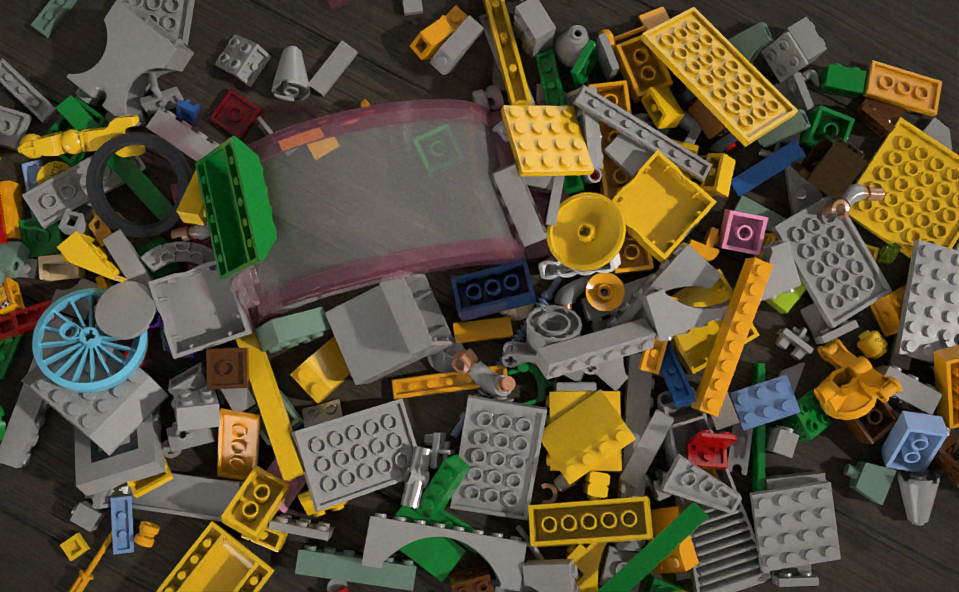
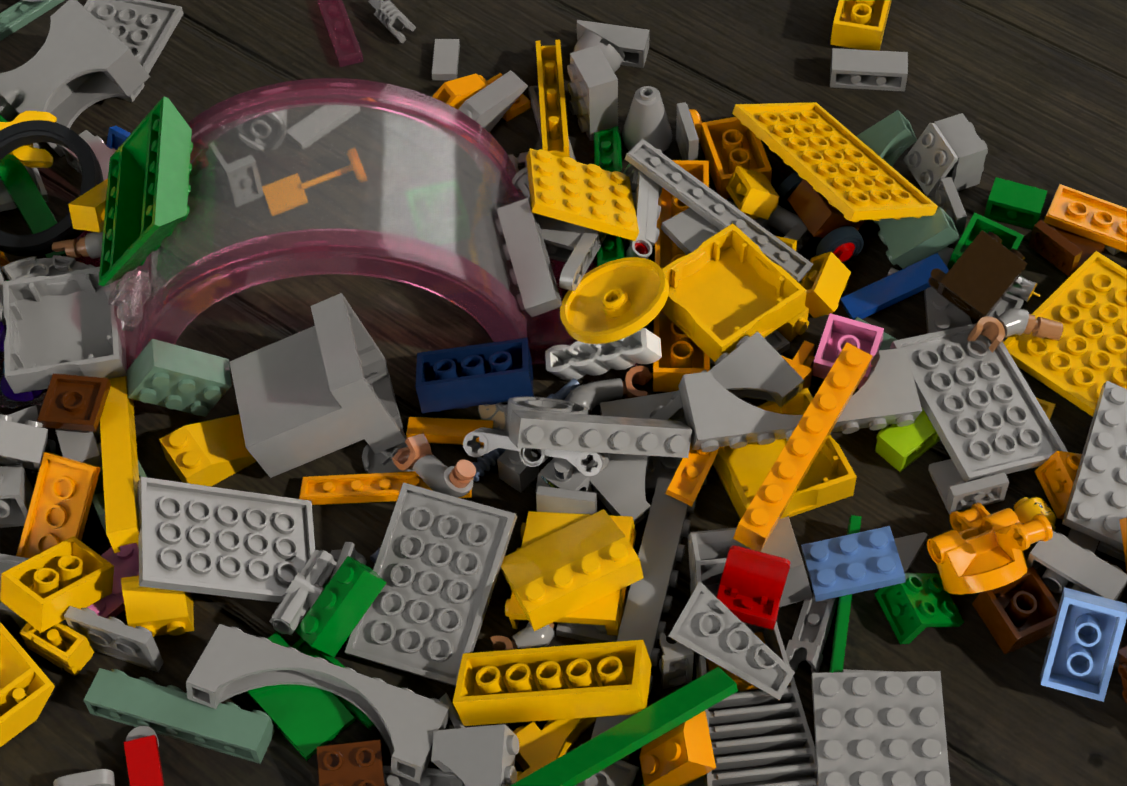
camera: 20 degrees right, 30 degrees down
(160, 99) = (94, 123): light grey plate -> none
(243, 59) = (208, 92): light grey bracket -> none
(541, 381) = (520, 503): green piece -> none
(584, 64) = (660, 133): green tile -> none
(596, 485) = (574, 628): yellow brick -> none
(614, 288) = (636, 382): light orange dish -> none
(647, 448) = (658, 589): light grey tile -> none
(676, 379) = (717, 505): blue plate -> none
(781, 441) = (872, 623): light grey brick -> none
(800, 347) = (914, 499): light grey hips -> none
(811, 74) = (974, 195): light grey animal -> none
(870, 480) = (1016, 705): sand green torso -> none
(889, 253) = (1069, 409): clear neon green plate -> none
(918, 494) = (1093, 732): light grey cone -> none

